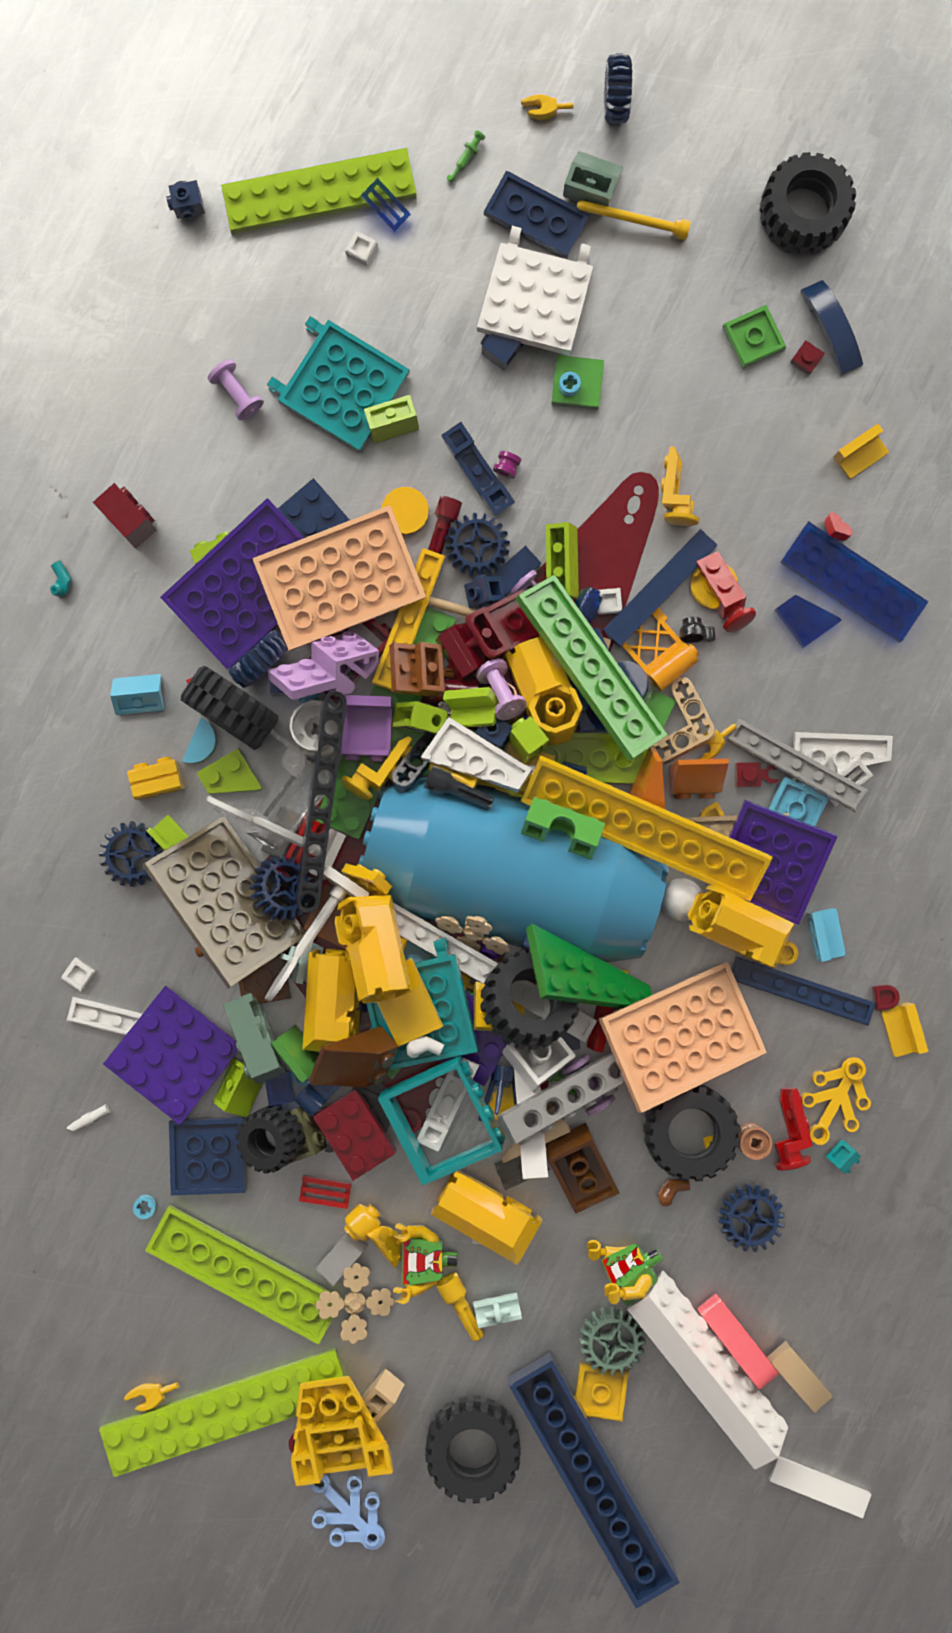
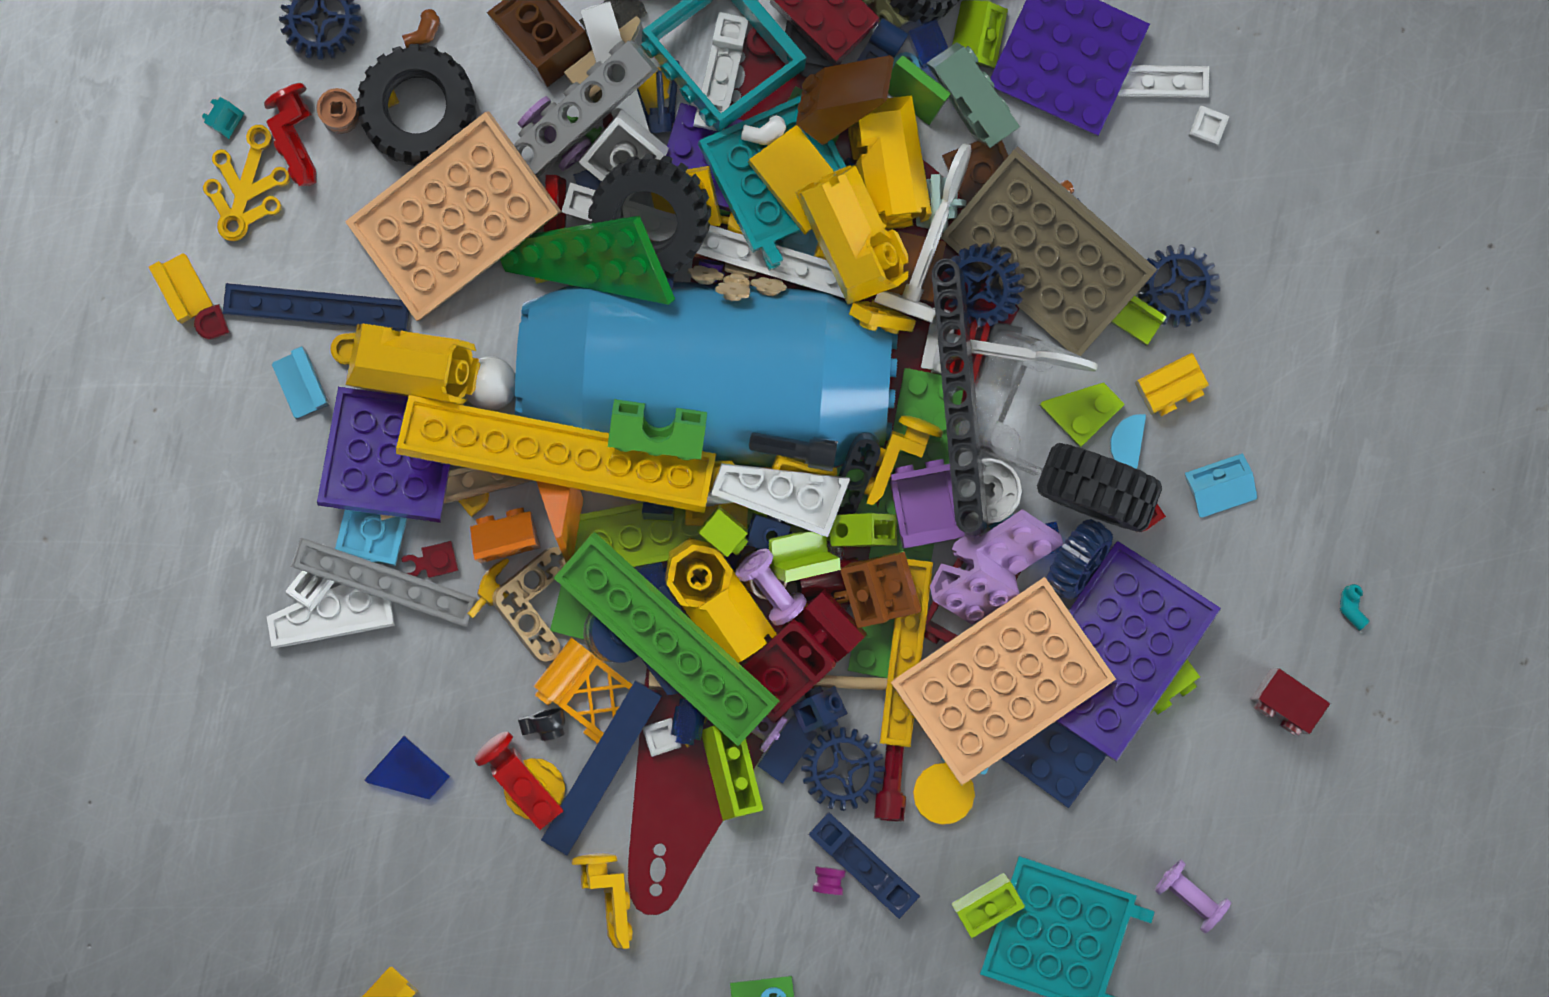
camera: 165 degrees right, 0 degrees up
(836, 527) = (395, 896): tile -> none
(854, 581) = (359, 832): clear blue plate -> none

